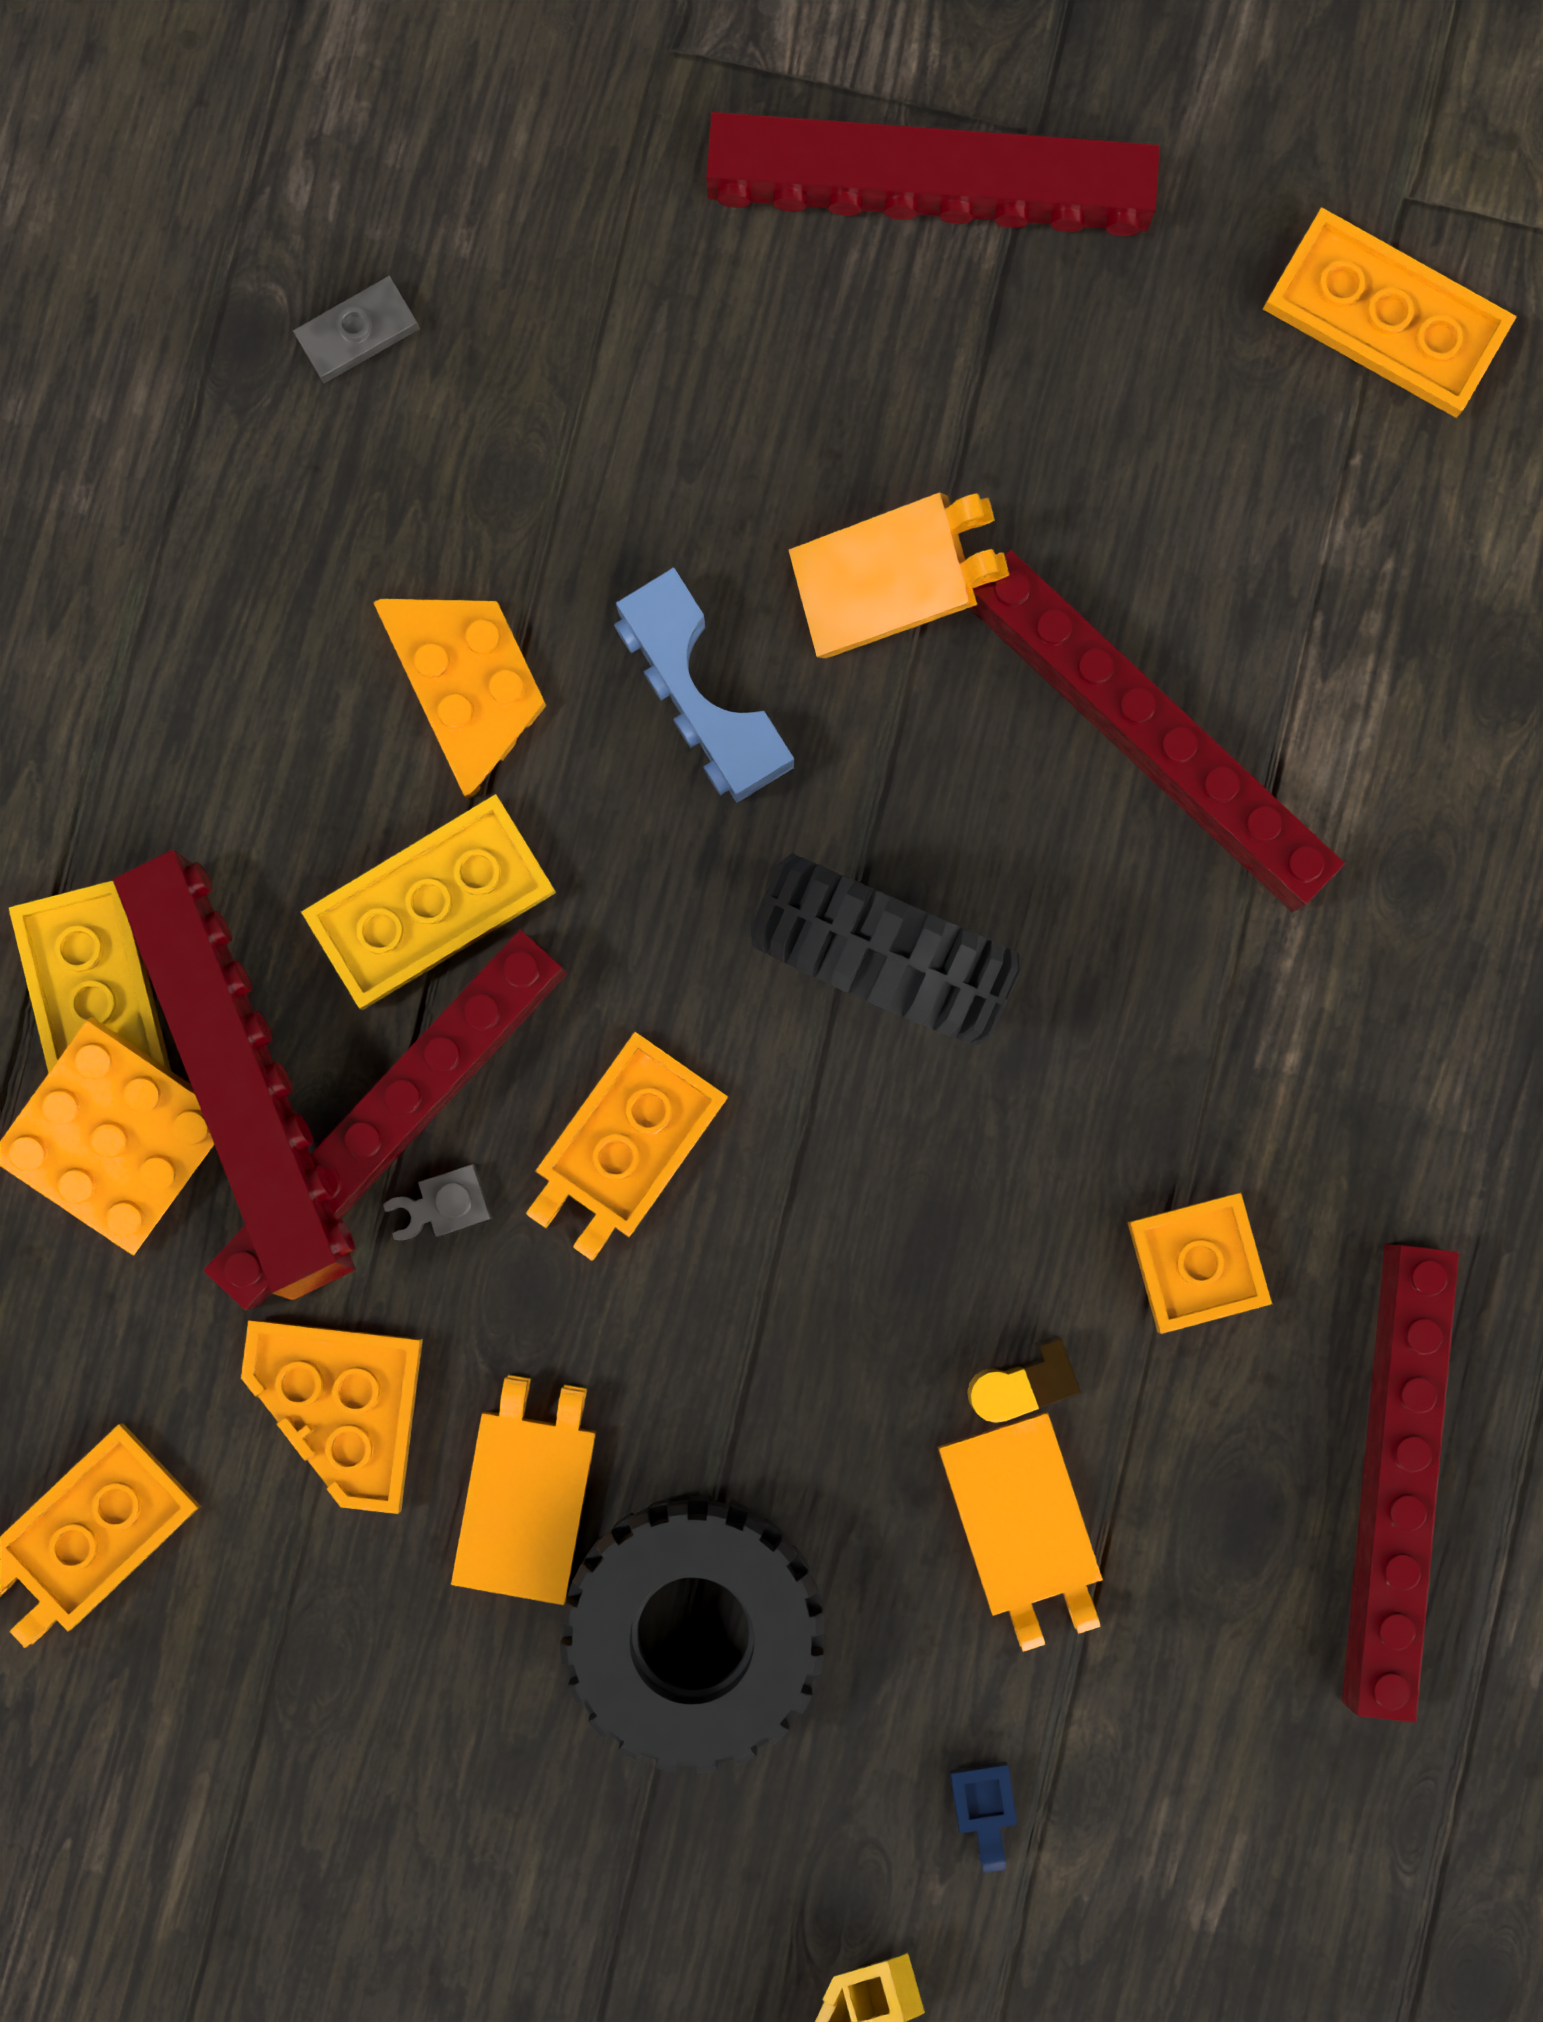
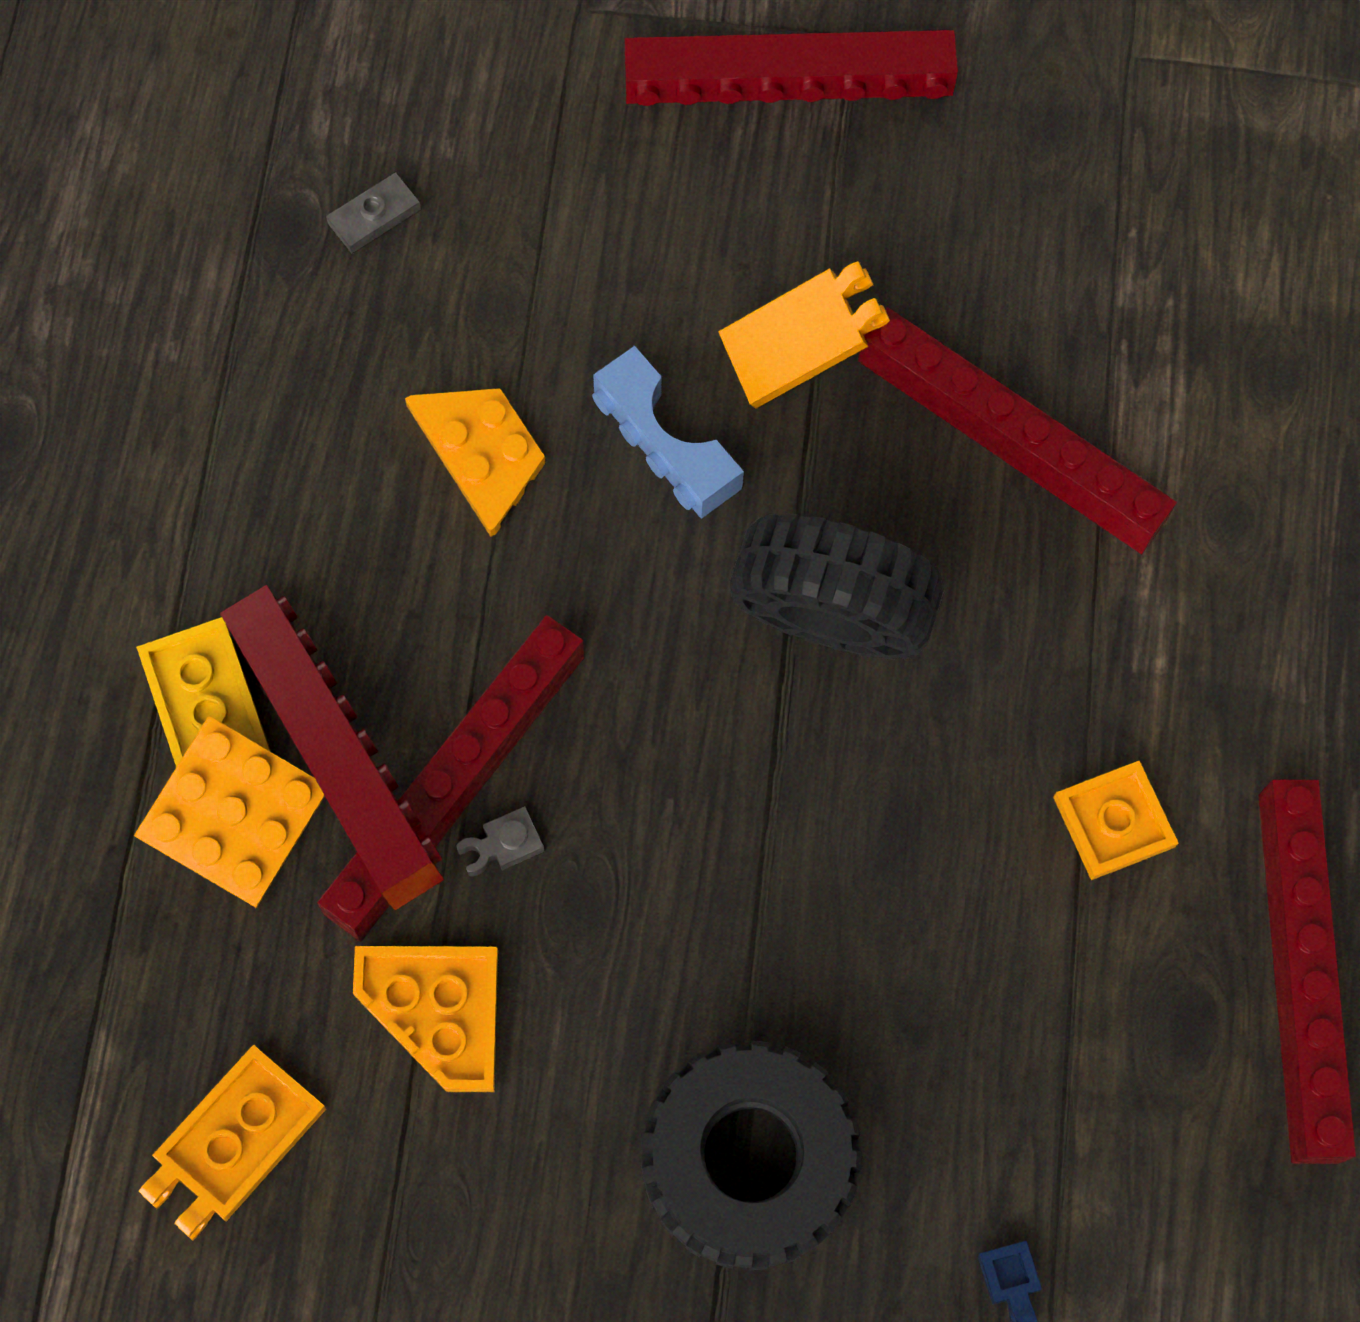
camera: 10 degrees left, 15 degrees down
(428, 902) = (469, 611): yellow plate -> none
(525, 1498) = (596, 1069): light orange tile -> none
(626, 1142) = (645, 778): light orange tile -> none
(1023, 1523) = (1007, 1045): light orange tile -> none
(1025, 1388) = (981, 937): leg -> none
(1389, 312) = (1139, 129): light orange plate -> none

